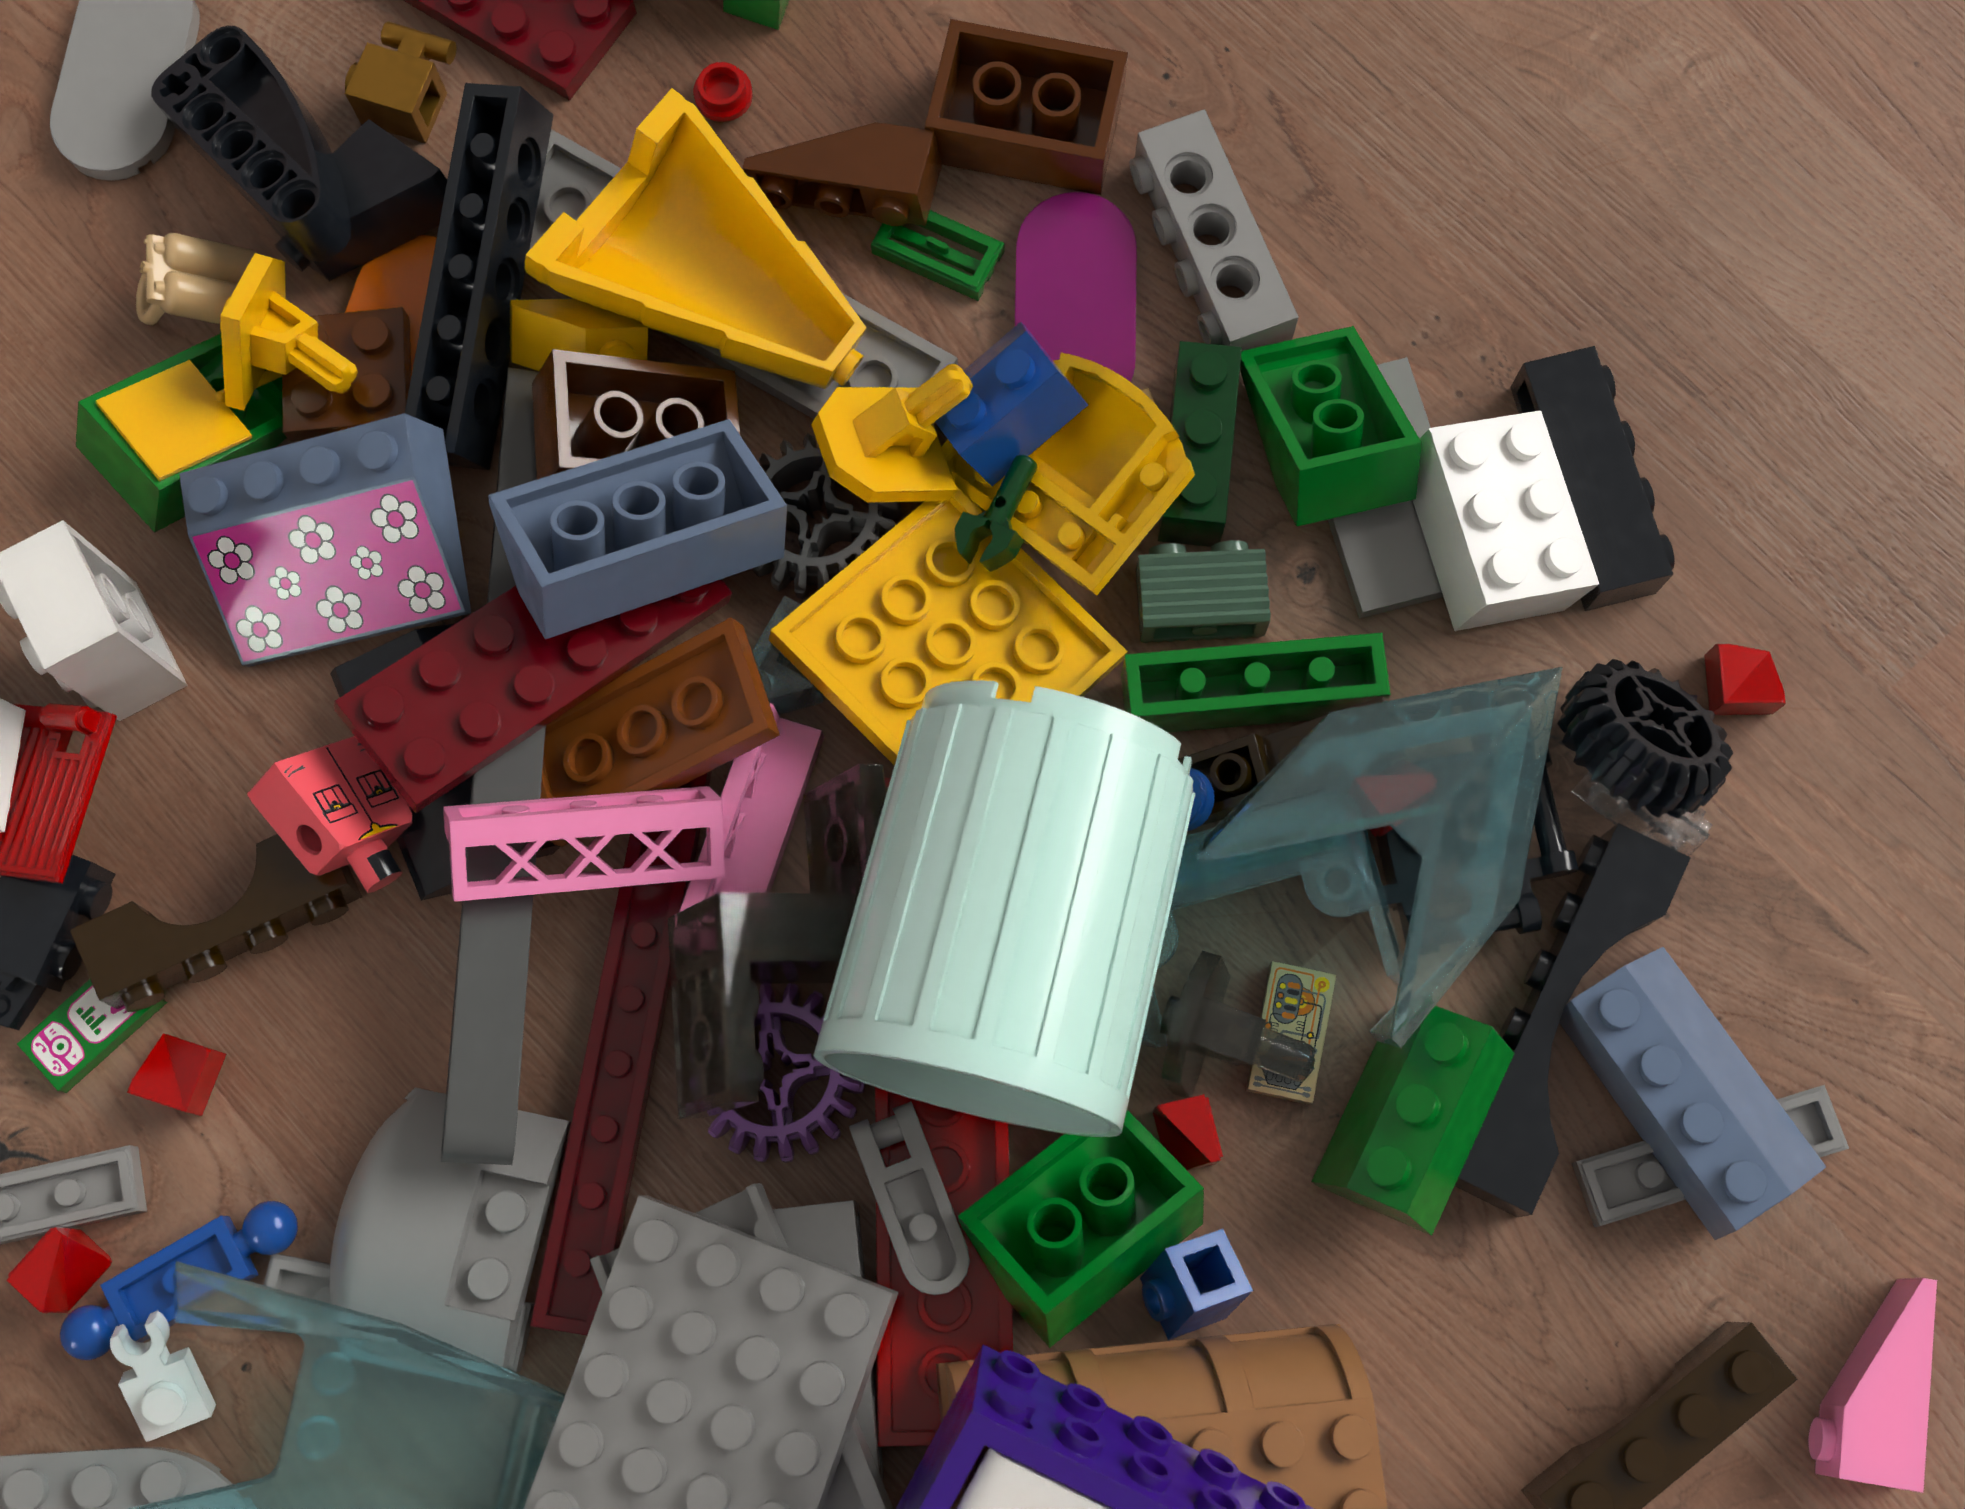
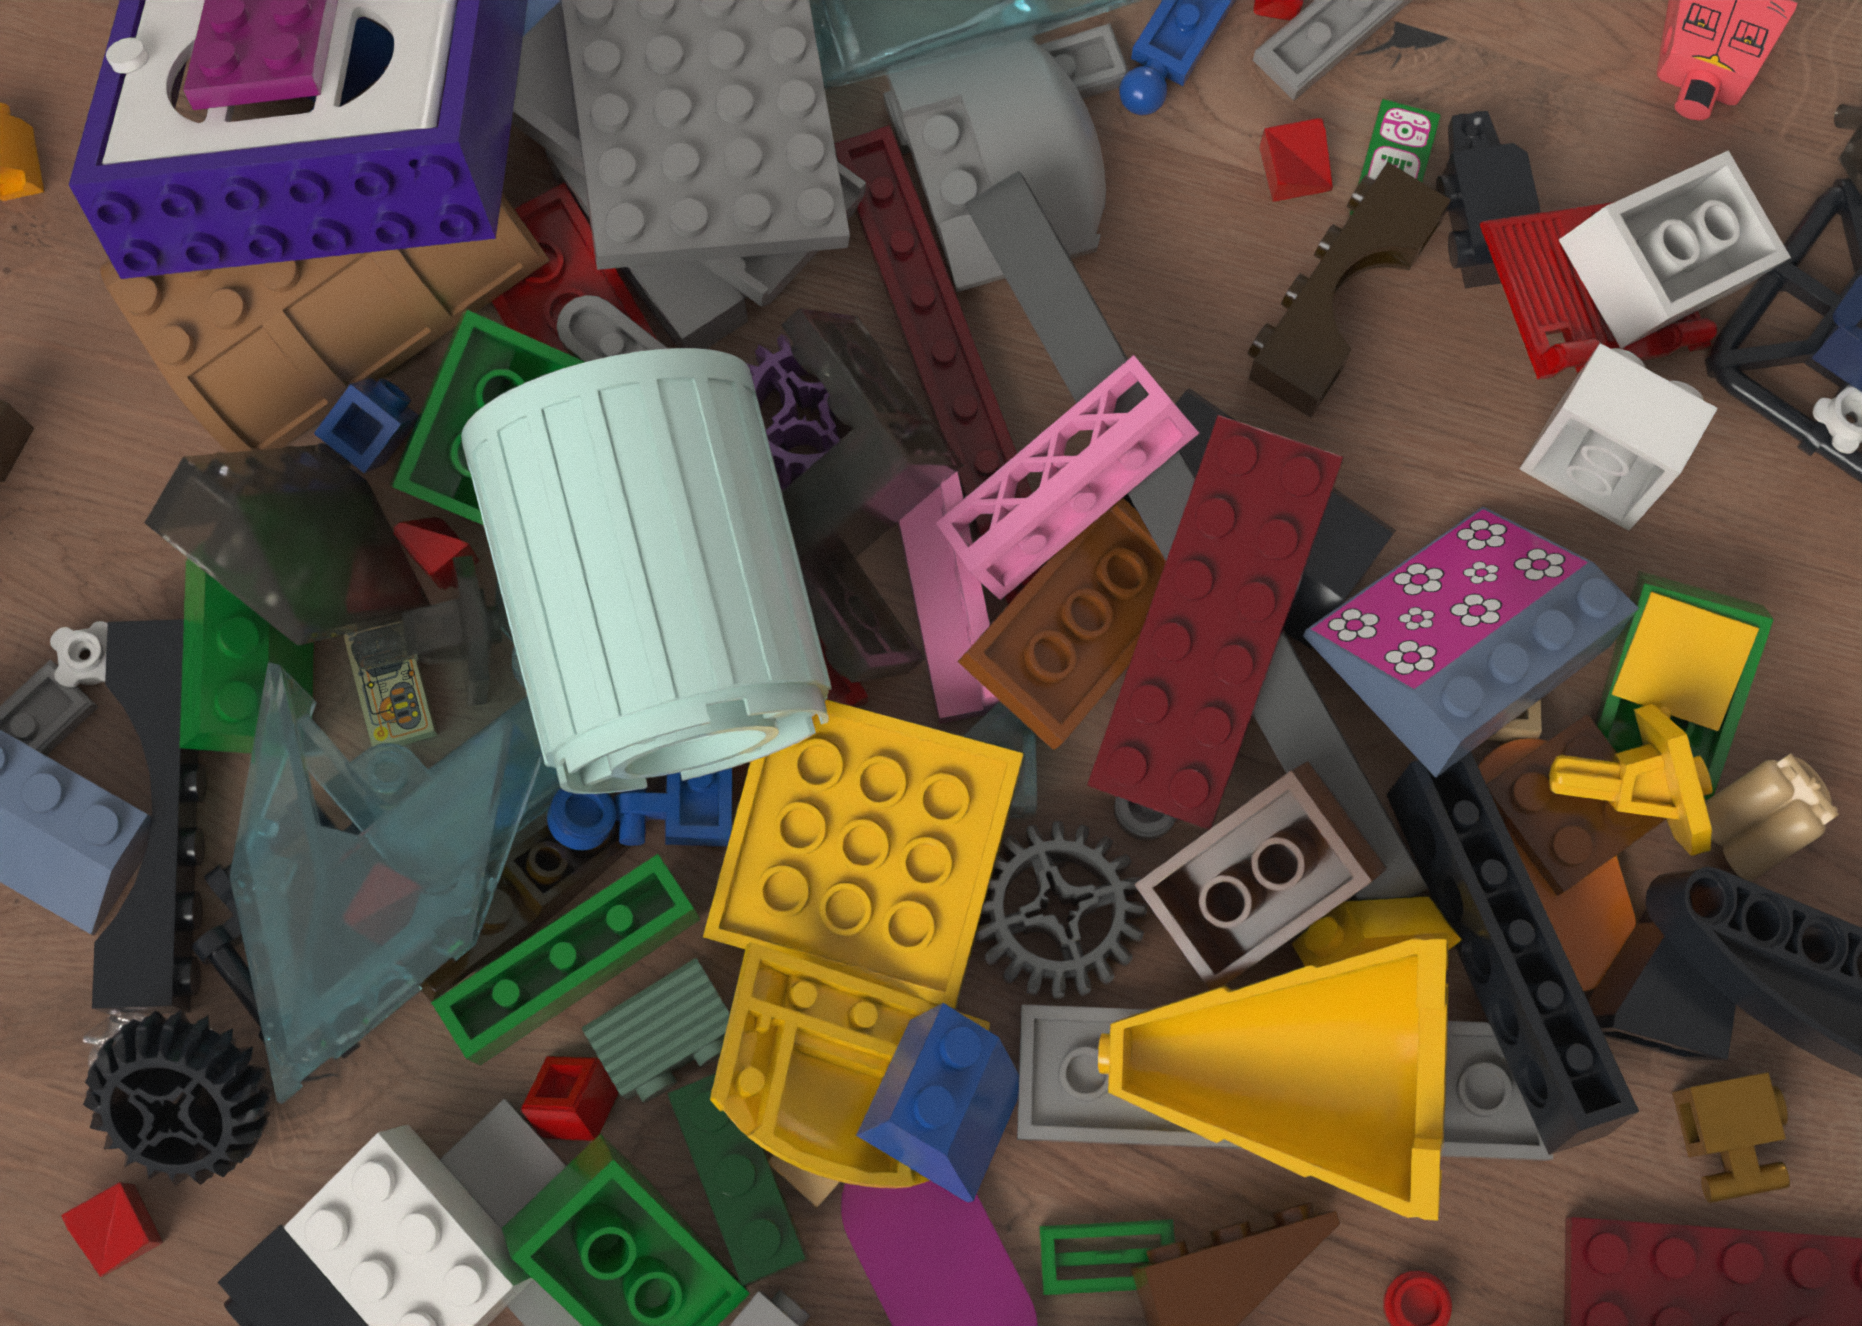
camera: 150 degrees right, 0 degrees up
(335, 811) = (1299, 394): coral torso -> none
(639, 527) = (1190, 767): sand blue slope -> none
(885, 438) = (1027, 993): yellow piece -> none
(997, 519) = (883, 981): dark green bar -> none
(1307, 585) = (570, 1098): none -> red slope
(1325, 1159) = (290, 539): none -> clear smoke slope
(1574, 1229) = (69, 645): none -> white plate

